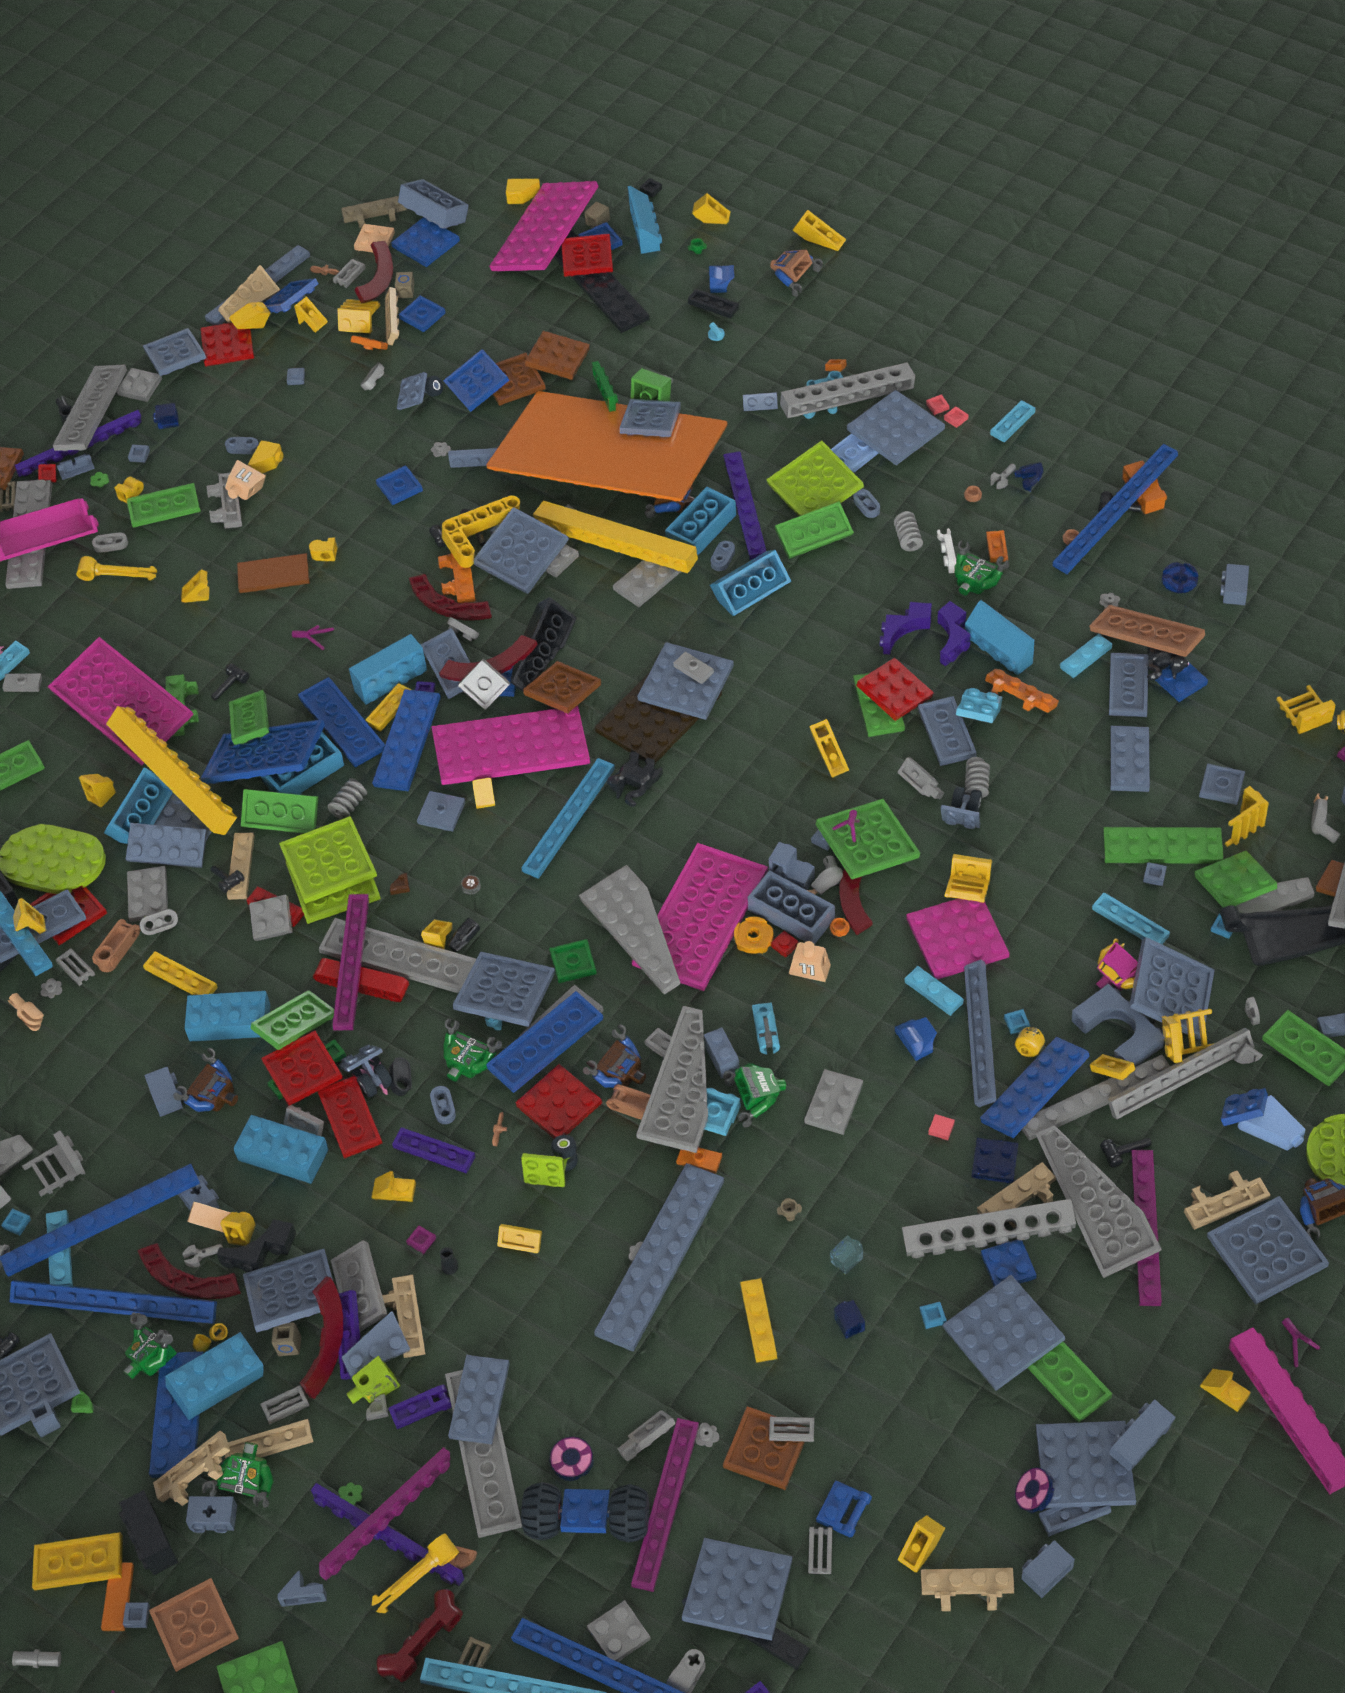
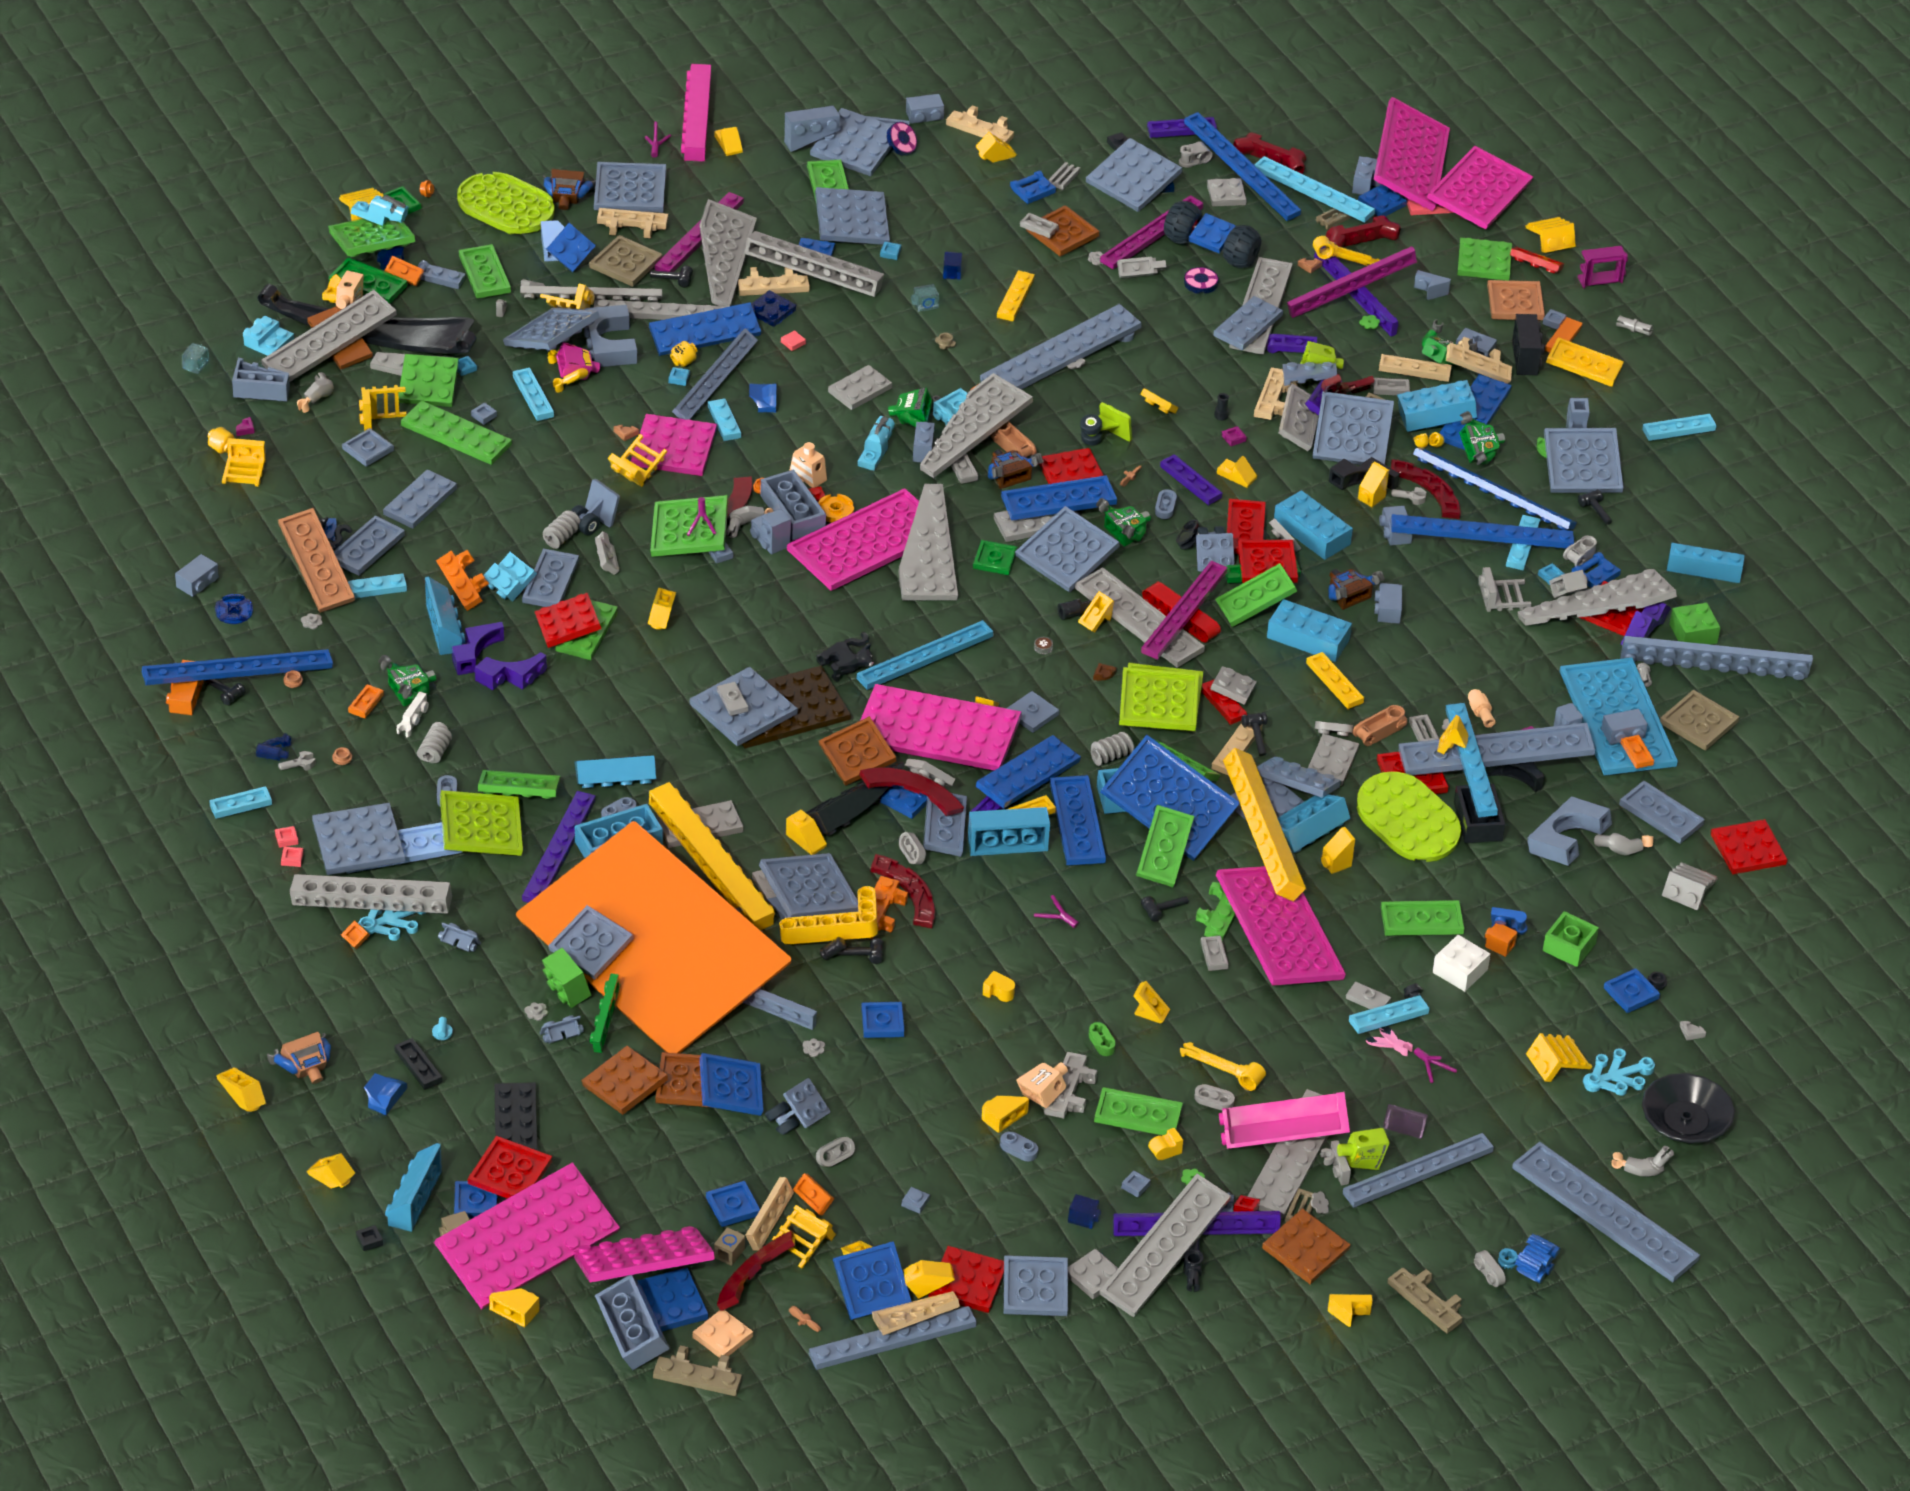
camera: 160 degrees left, 10 degrees down
(166, 658) = (1214, 953): none -> light grey plate
(207, 1216) = (1393, 501): light nougat tile -> none
(220, 552) = (1105, 1037): none -> bright green beam
(273, 573) = (1062, 992): dark orange tile -> none
(351, 274) = (781, 1305): light grey tile -> none
(453, 240) = (643, 1254): none -> dark pink plate
(563, 596) = (805, 832): none -> yellow slope
(626, 376) = (568, 1025): none -> sand blue hinge
(697, 245) = (377, 1142): green plate -> none
(1013, 928) = (626, 432): none -> nougat tile
(1112, 1067) = (638, 311): yellow plate -> none
(1185, 1139) = (625, 260): none -> dark tan plate

